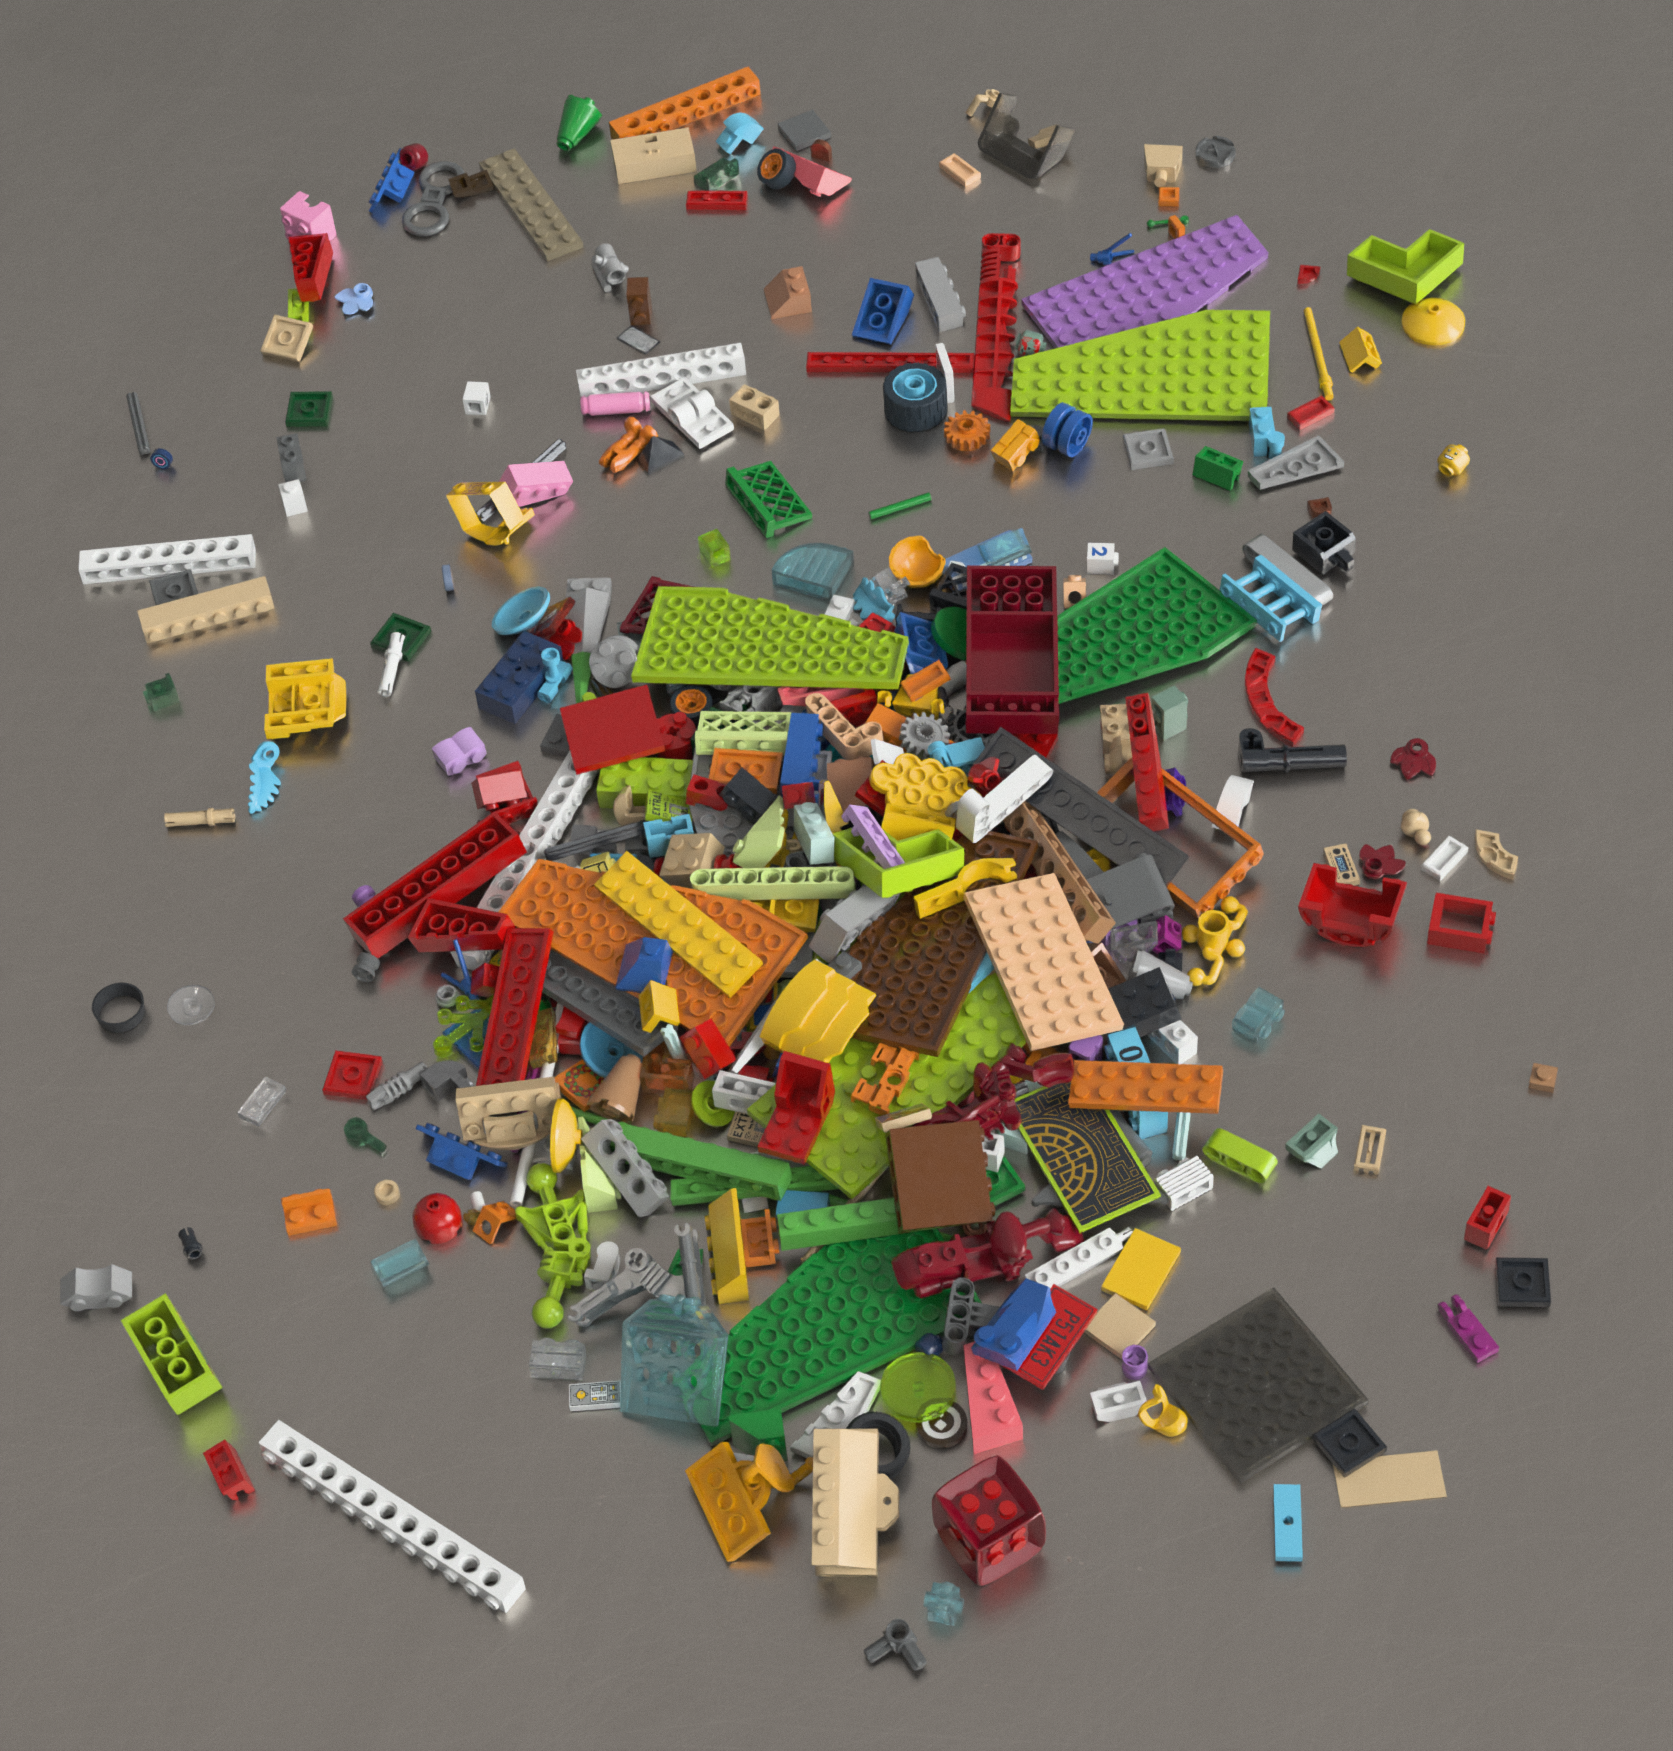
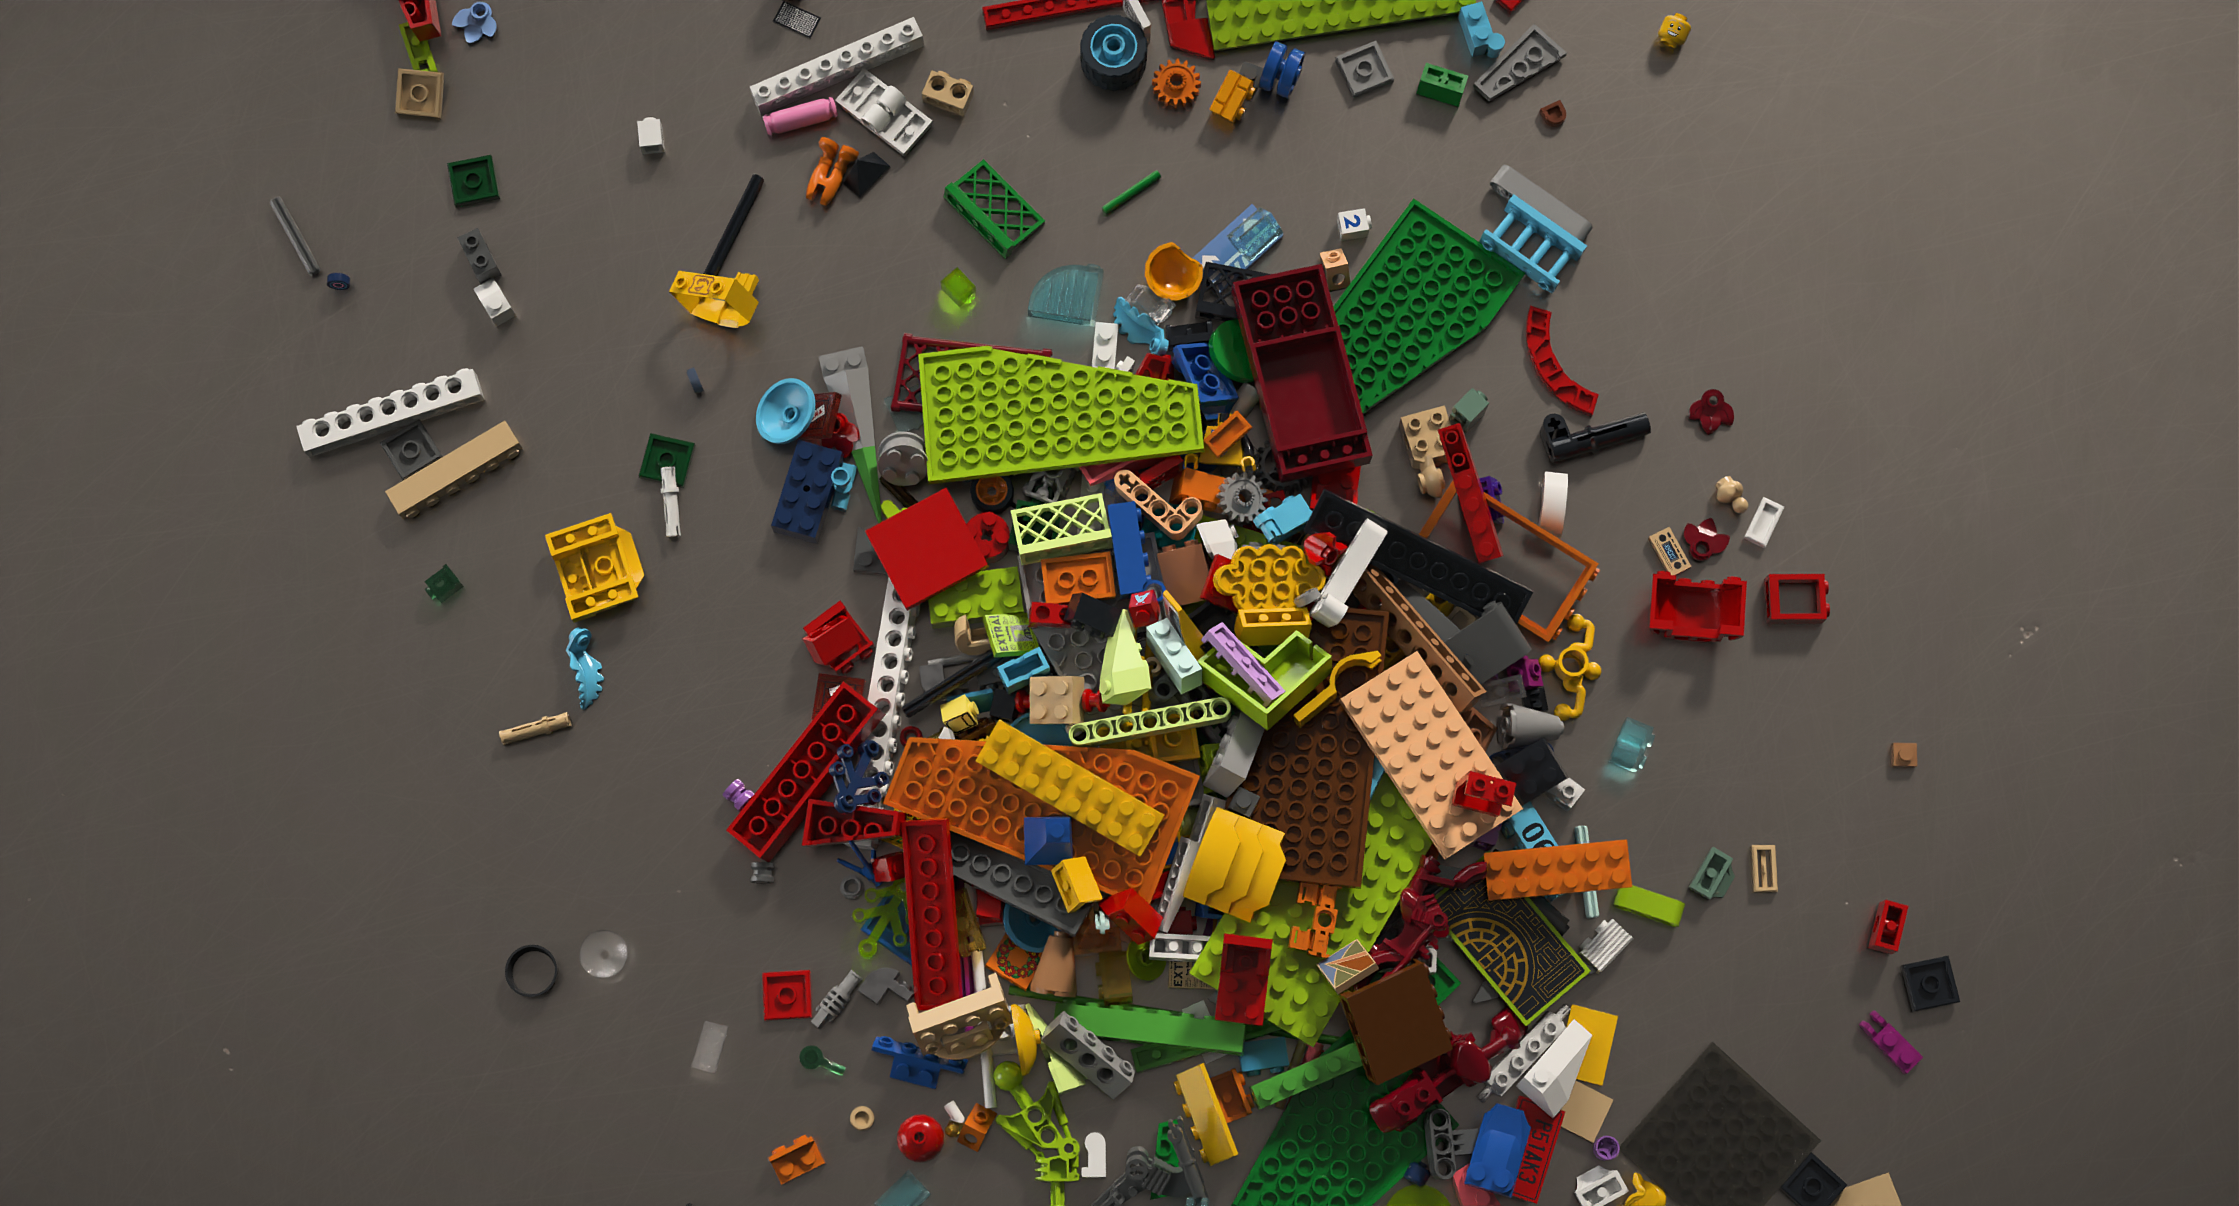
camera: 20 degrees left, 25 degrees up
(459, 751) = (774, 595): lavender brick -> none
(461, 897) = (845, 801): none -> dark blue plant
(537, 481) = (748, 245): bright pink wedge -> none
(1077, 998) = (1479, 795): none -> red panel
(1096, 1269) = (1556, 1071): none -> white wedge
(1325, 543) = (1573, 178): black hinge -> none
(1494, 855) = (1808, 508): tan tile -> none

